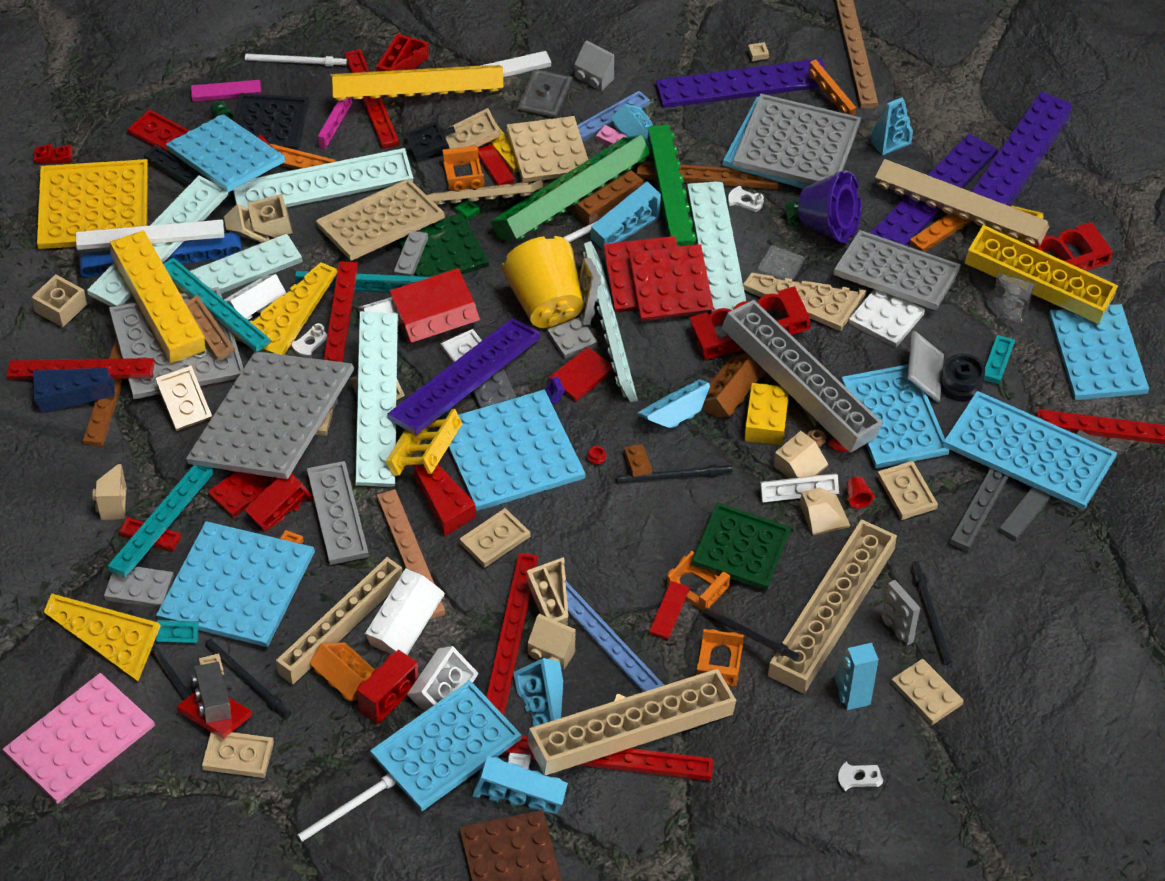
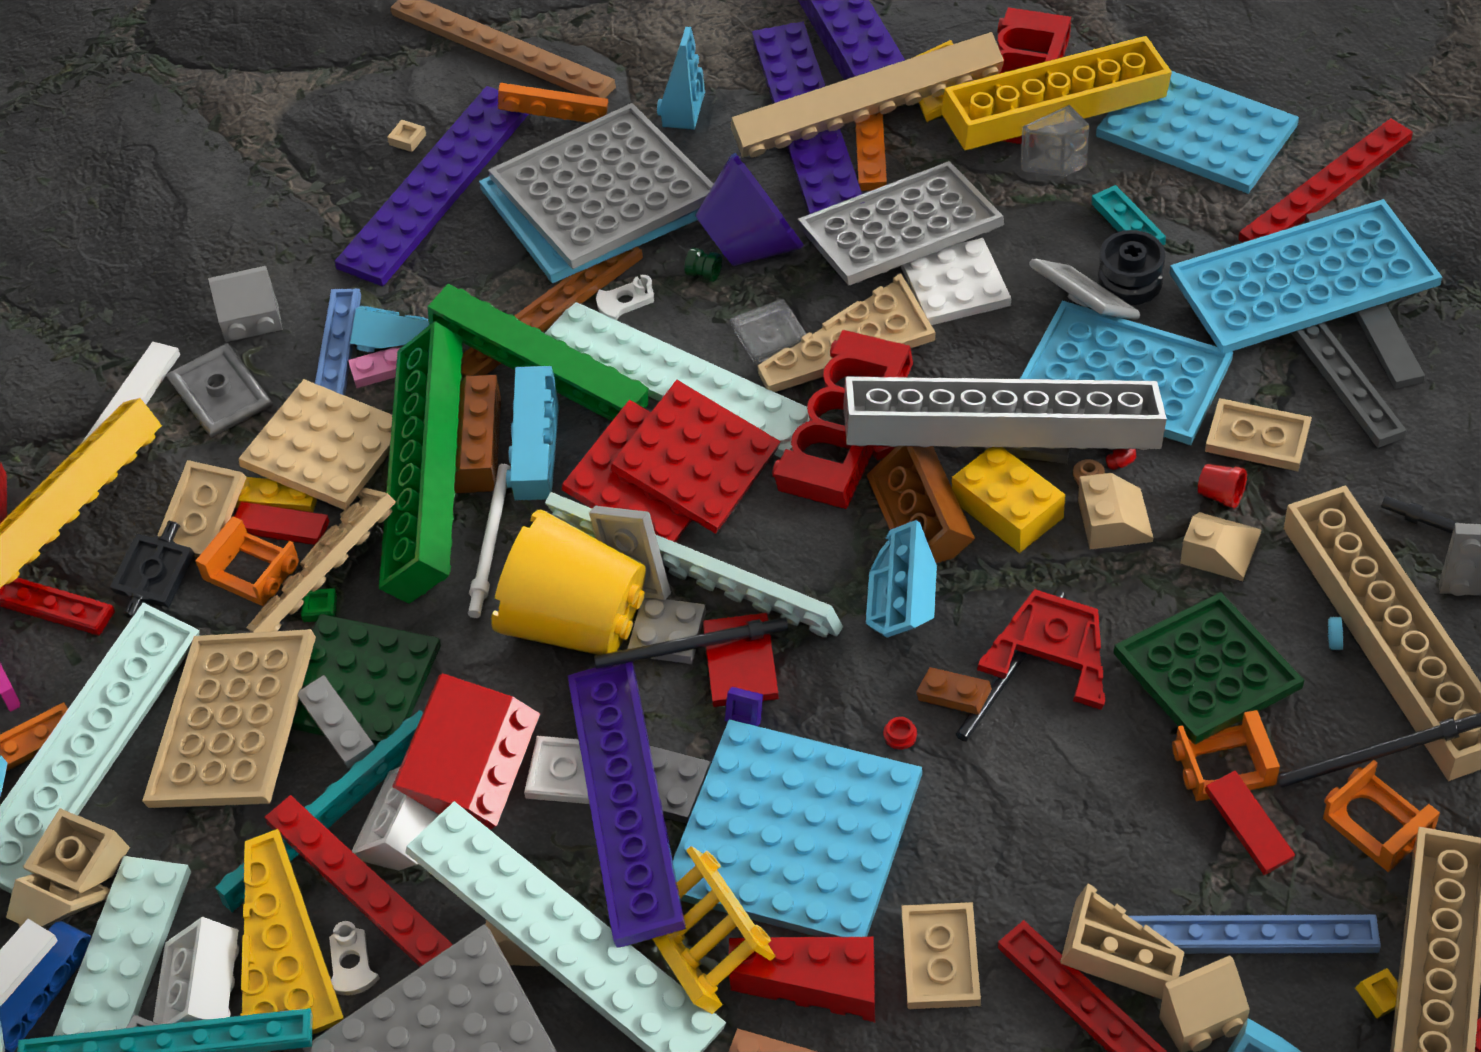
camera: 45 degrees left, 0 degrees up
(597, 366) = (753, 630): none -> black bar
(703, 475) = (1057, 632): none -> red wing
(792, 488) = (1159, 542): white plate -> none
(810, 585) = (1335, 633): none -> medium azure tile

